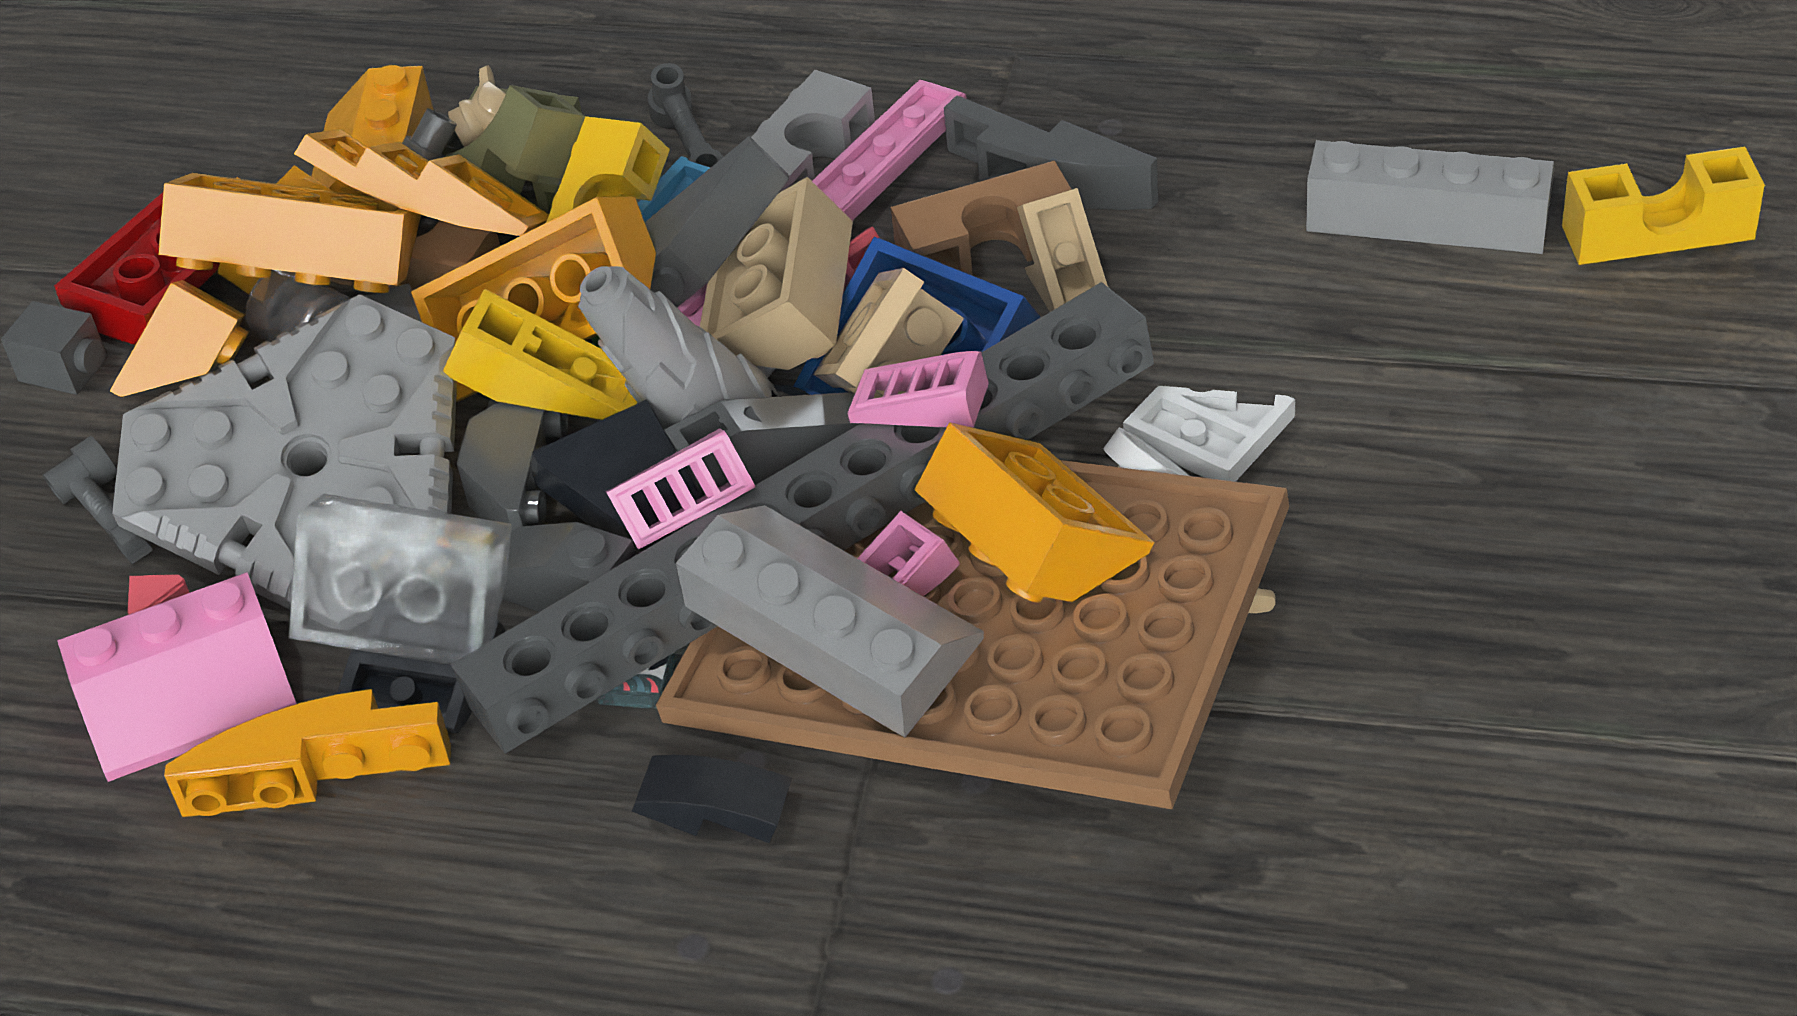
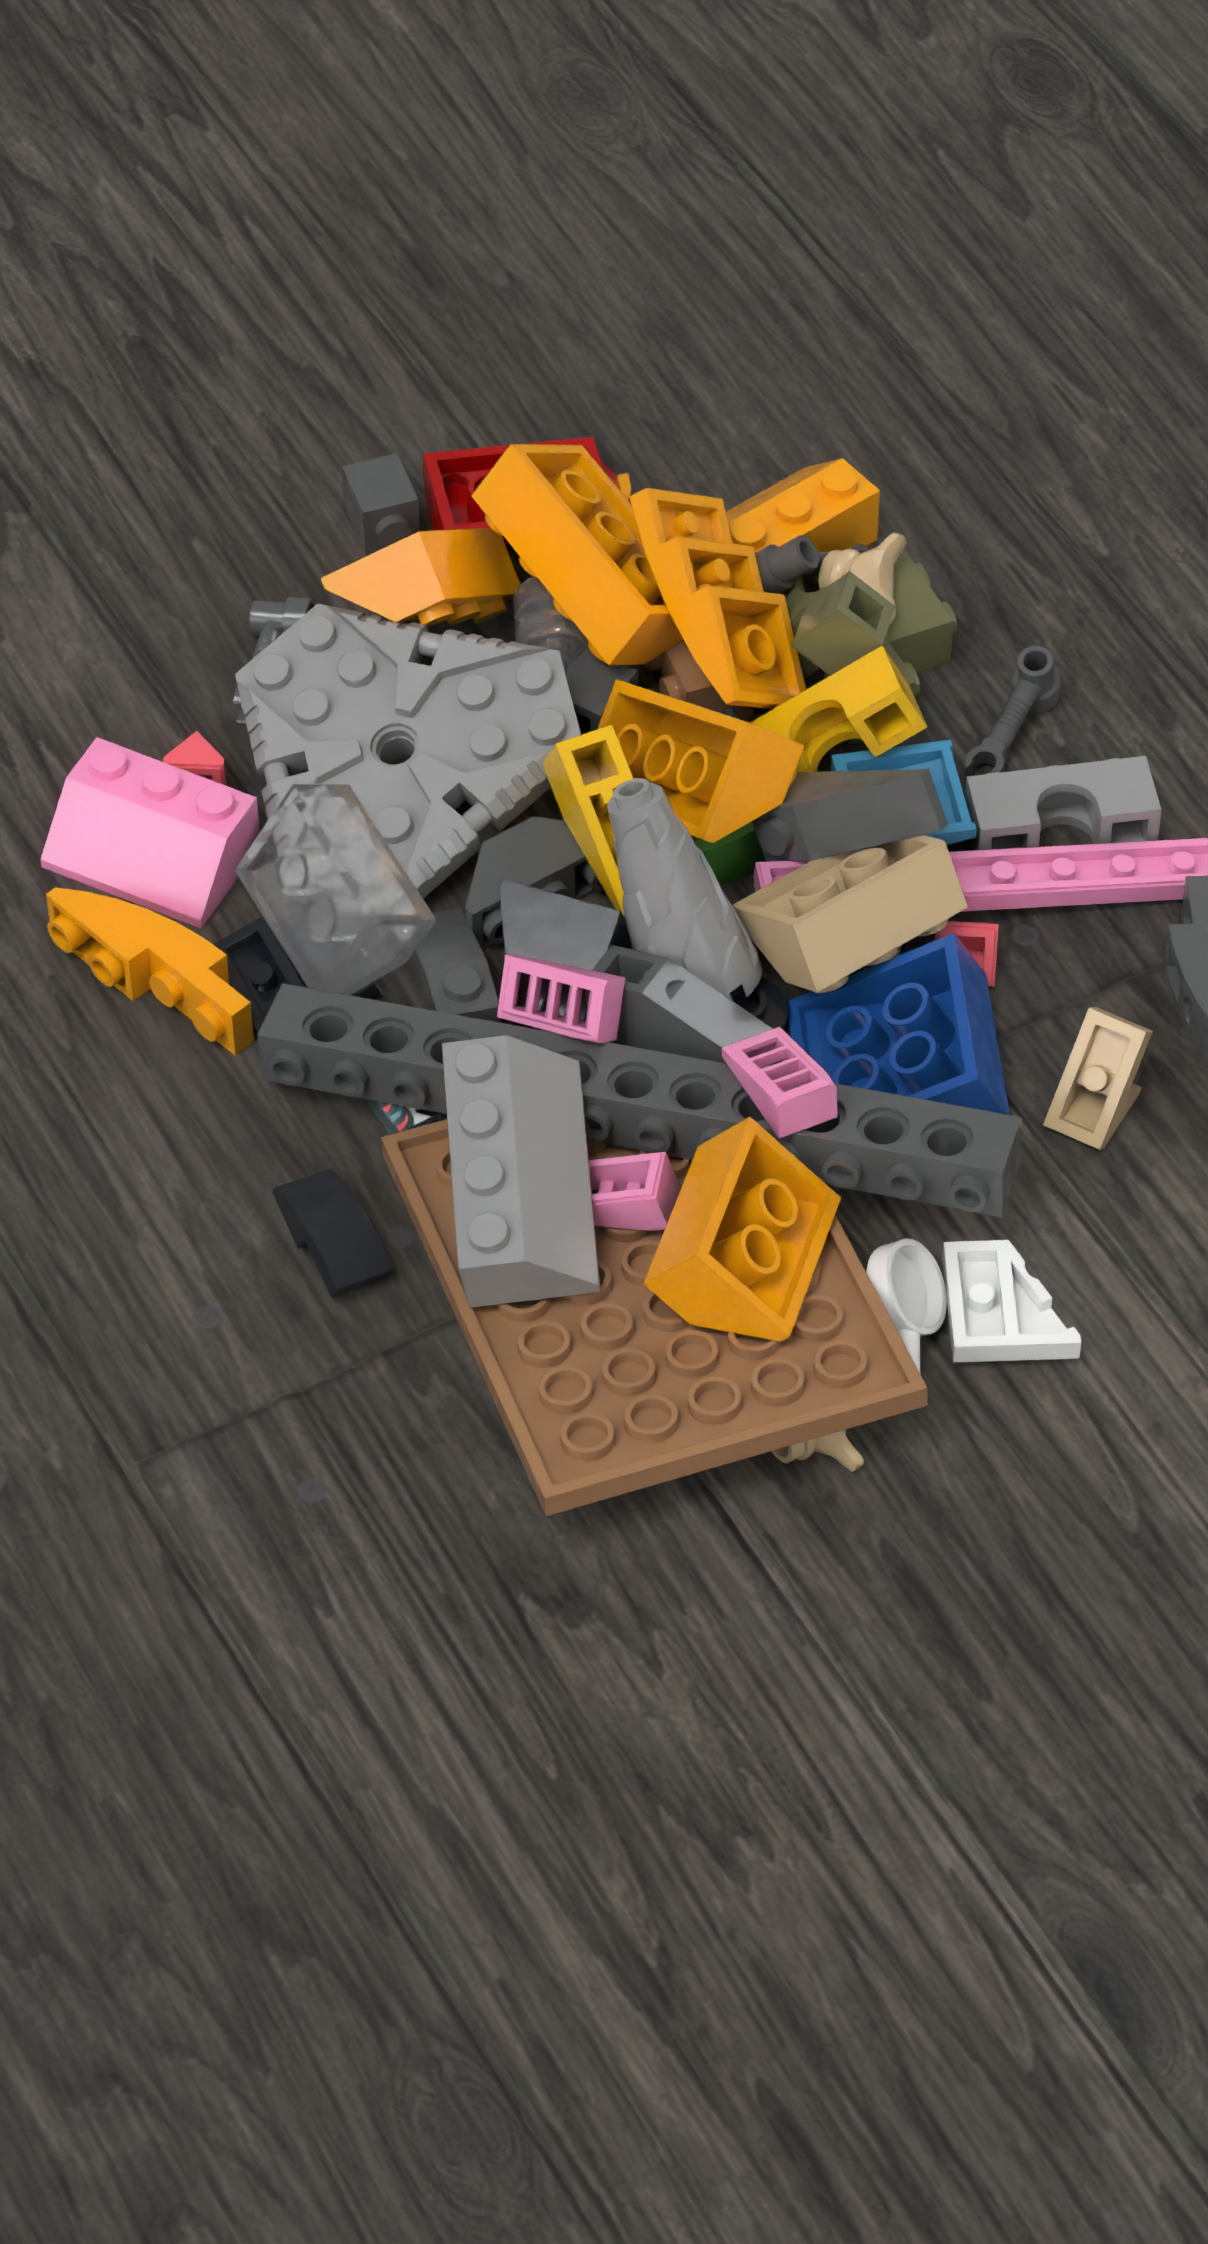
camera: 45 degrees right, 5 degrees up
(888, 327) = (855, 1023): tan bracket -> none
(958, 219) = (1051, 976): medium nougat arch -> none

